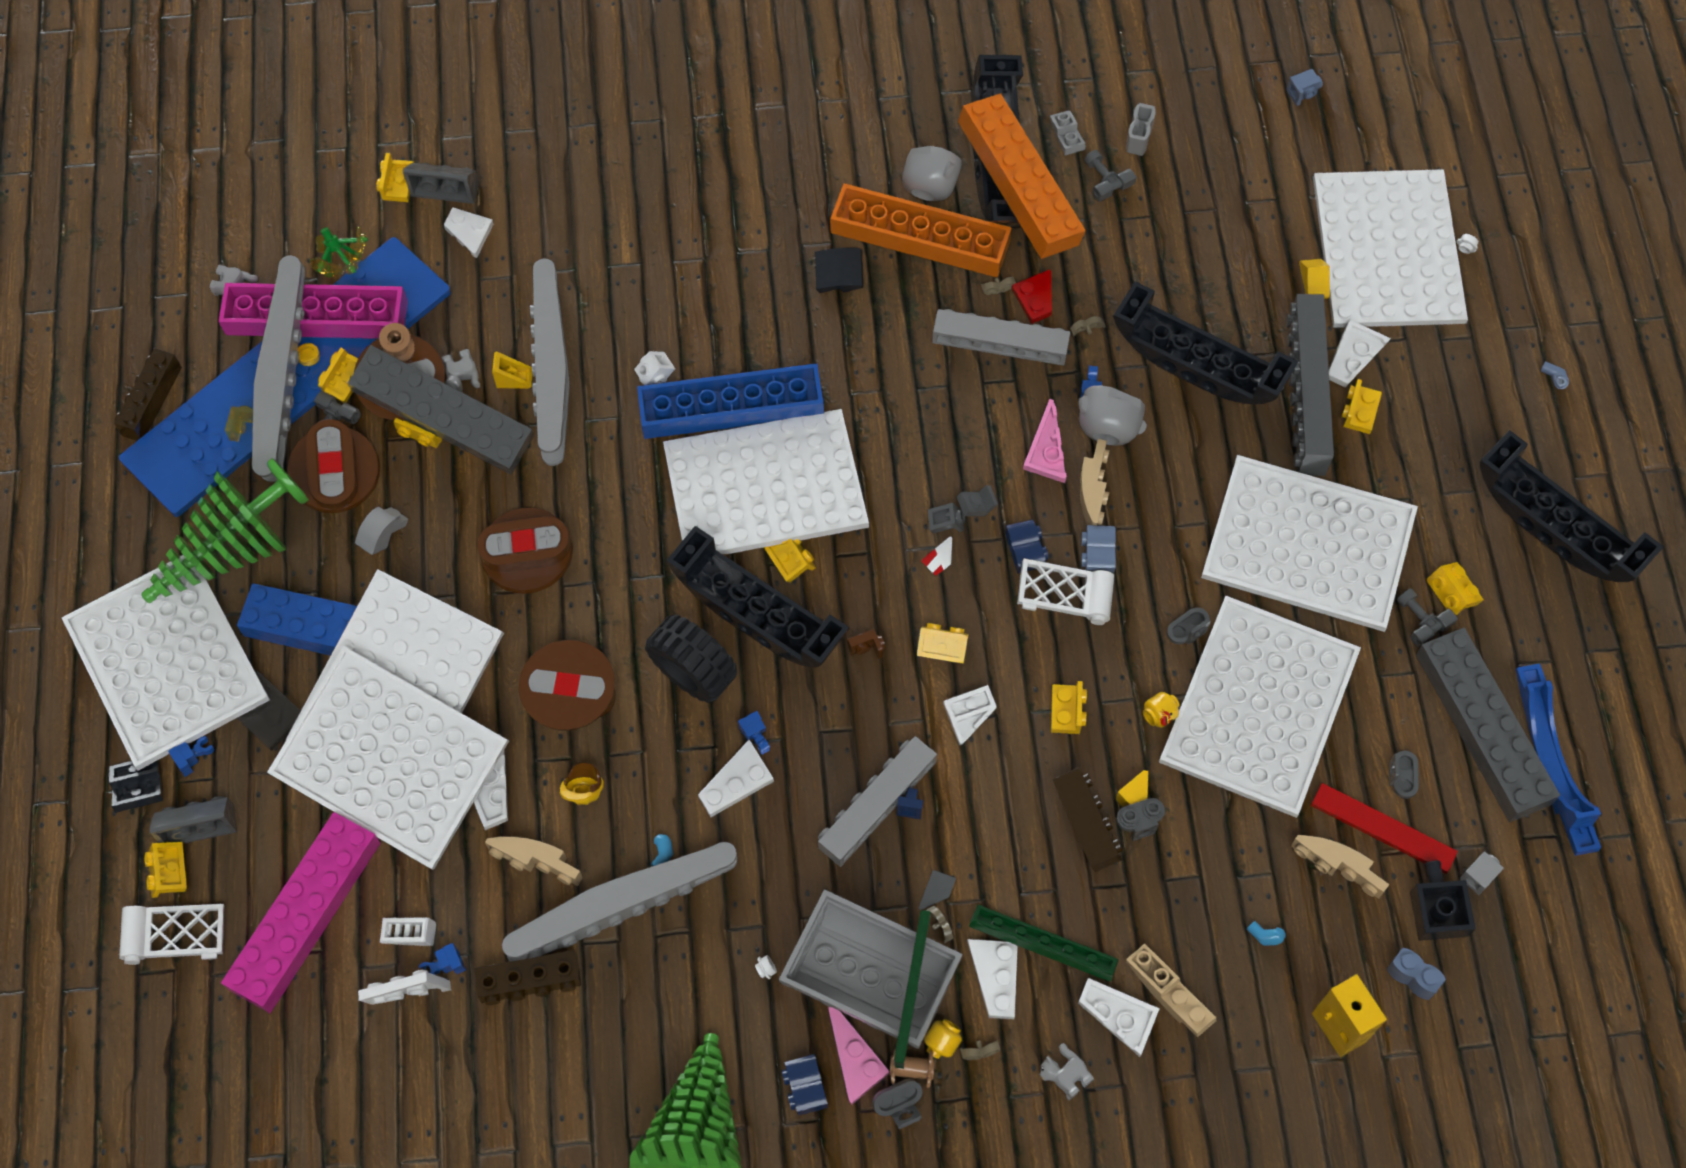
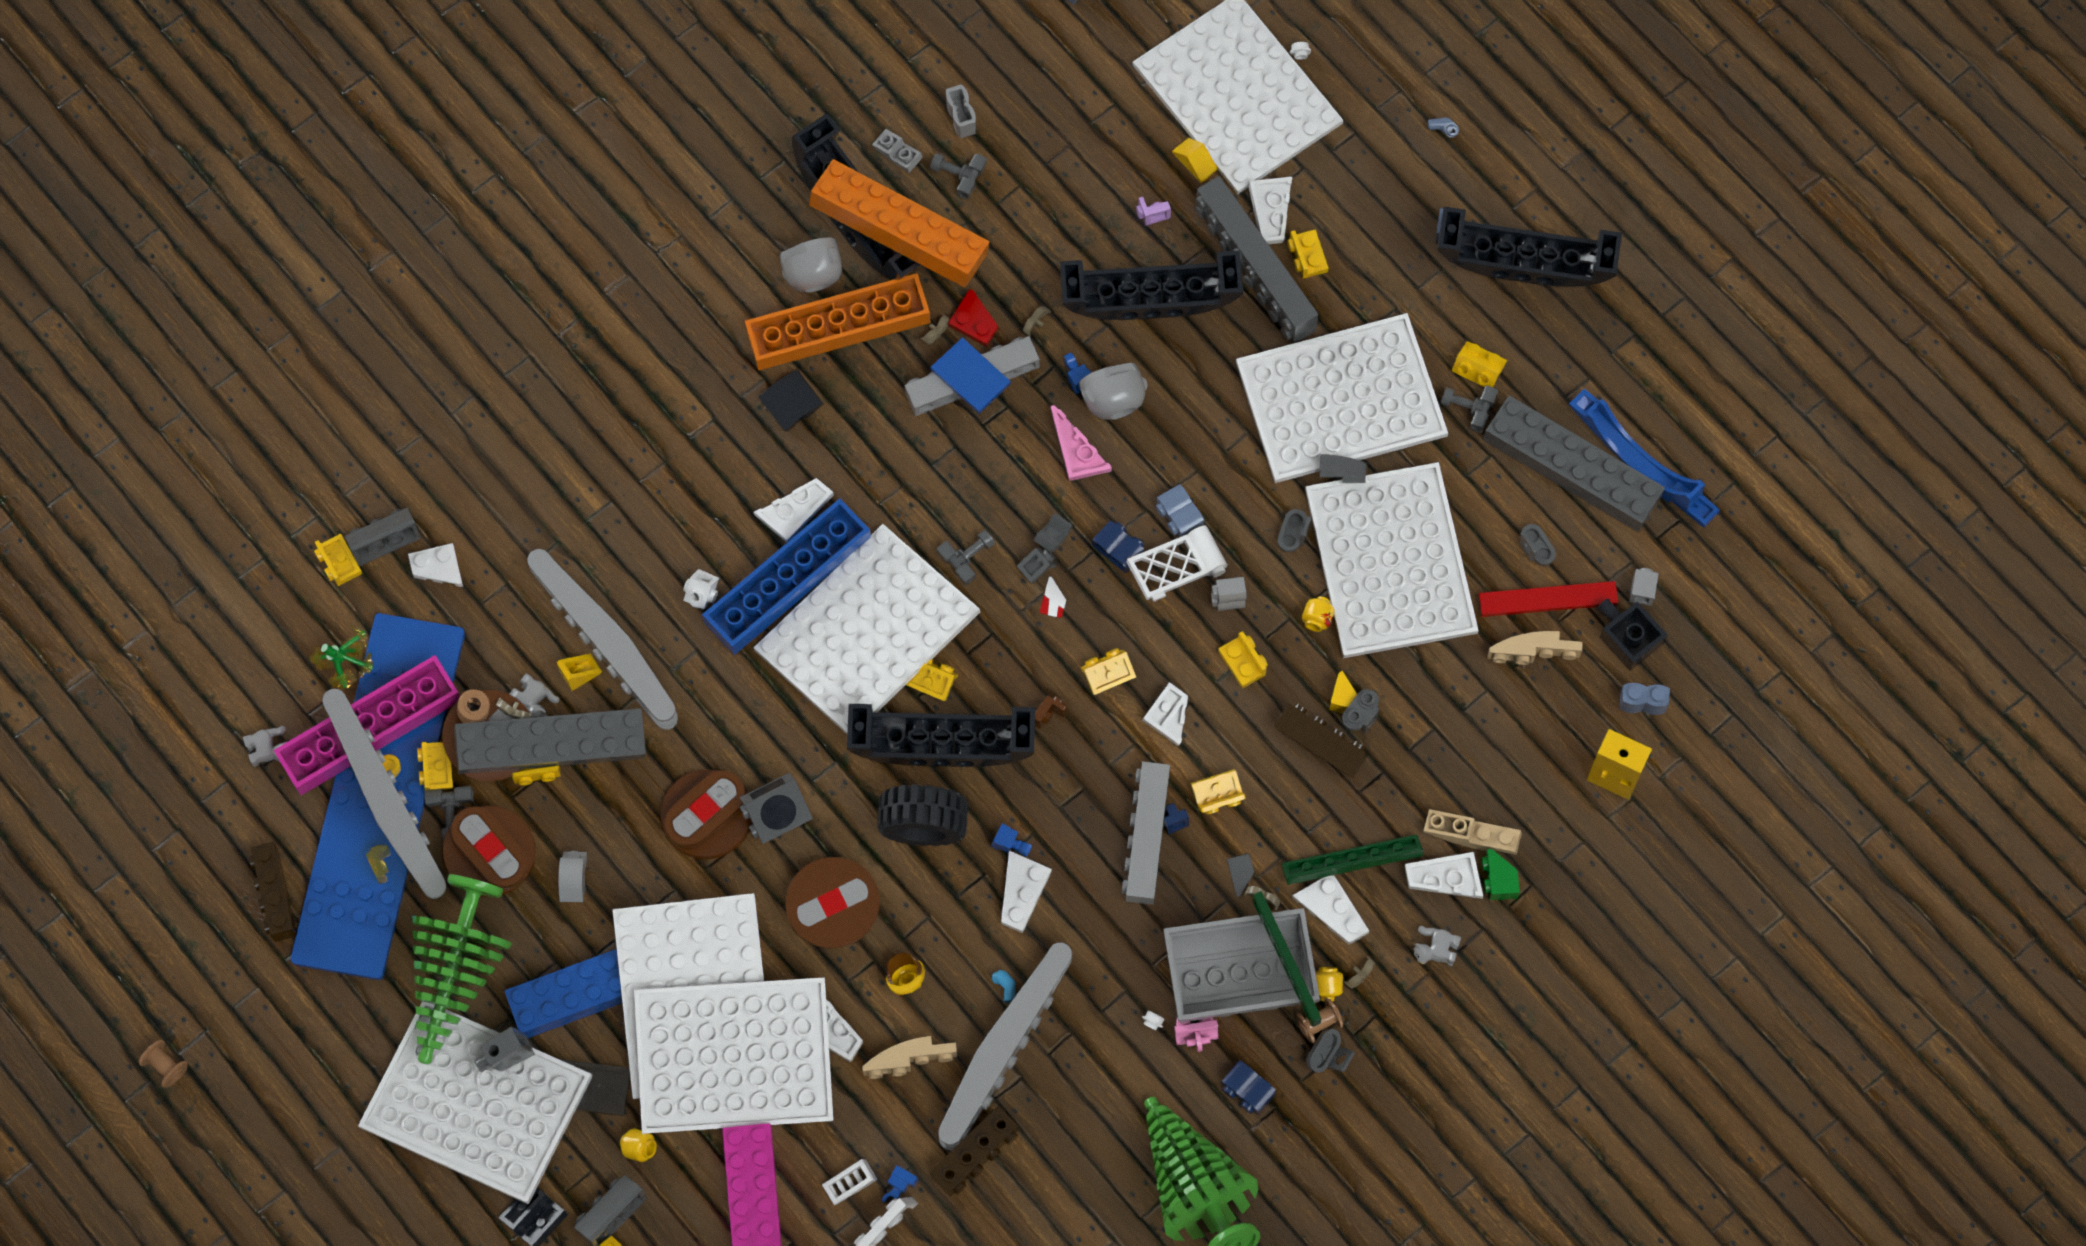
camera: 35 degrees left, 5 degrees up
(186, 757) = (557, 1167): blue piece -> none
(212, 630) = (505, 1050): none -> dark grey torso
(259, 782) = (637, 1145): none -> yellow head
(430, 369) = (511, 711): none -> dark tan piece
(579, 578) = (775, 808): none -> dark grey brick
(775, 354) = (795, 510): none -> white wing
(794, 1005) = (1196, 1033): none -> bright pink hips
(858, 1062) = (1276, 1044): bright pink wing -> none
(883, 475) = (960, 559): none -> dark grey bar
(964, 805) = (1217, 792): none -> yellow bracket
(997, 333) = (970, 375): none -> blue tile
(1091, 485) = (1137, 463): tan slope -> none
(1092, 642) = (1229, 594): none -> light grey brick
(1170, 1049) = (1502, 877): none -> green slope
(1249, 299) = (1155, 213): none -> lavender bracket
(1267, 937) = (1516, 743): dark azure arm -> none
(1273, 602) = (1340, 466): none -> dark grey slope

